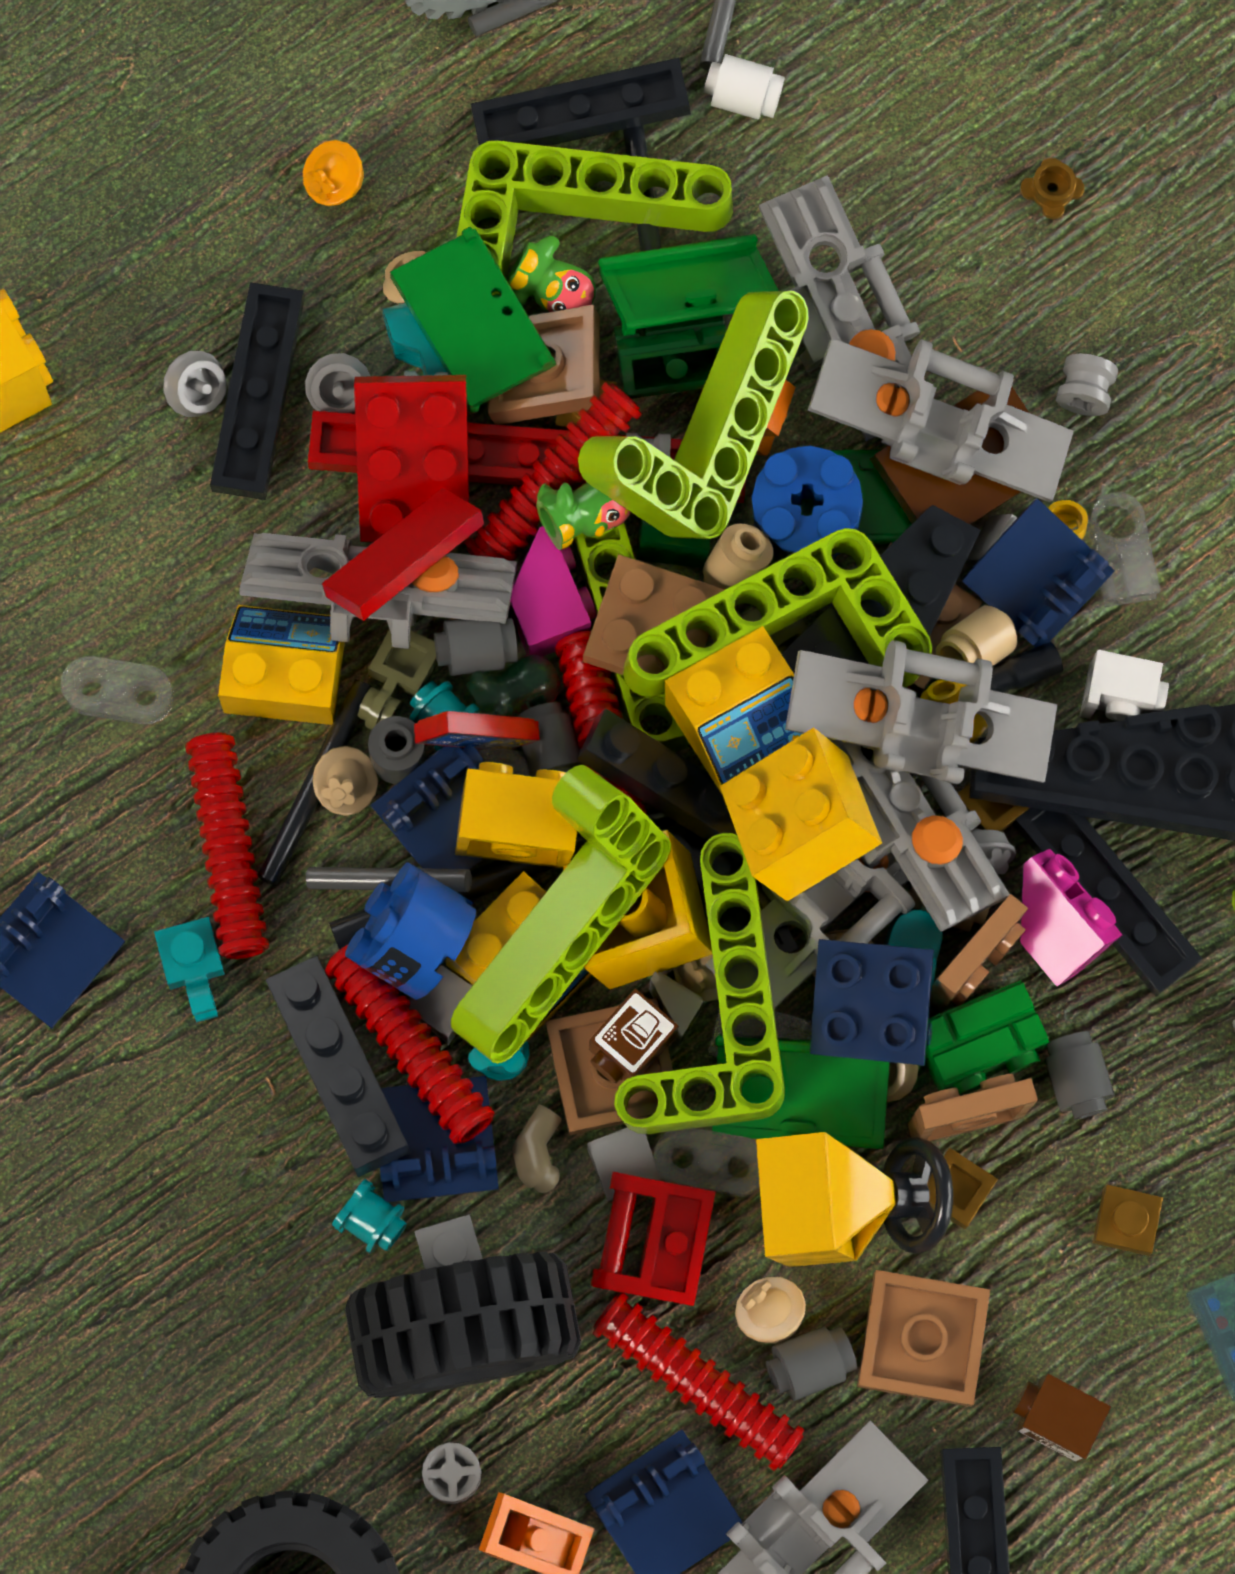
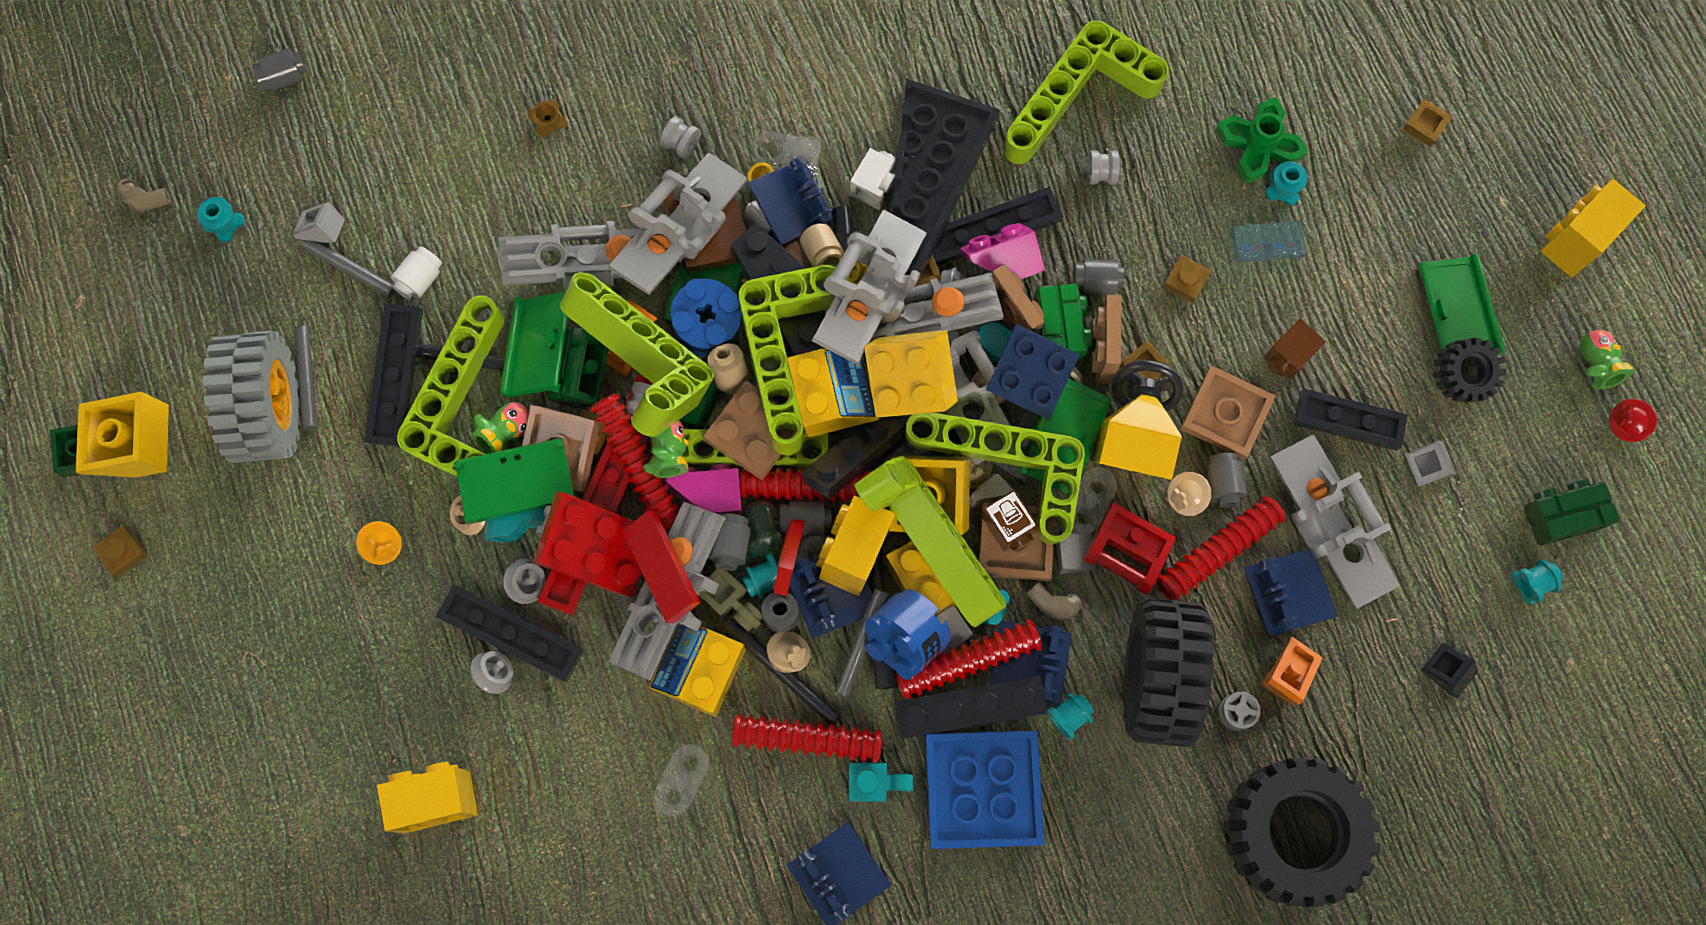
camera: 70 degrees left, 0 degrees up
(224, 1121) = (984, 790): none -> blue plate
(448, 1243) = (1101, 674): light grey plate -> none

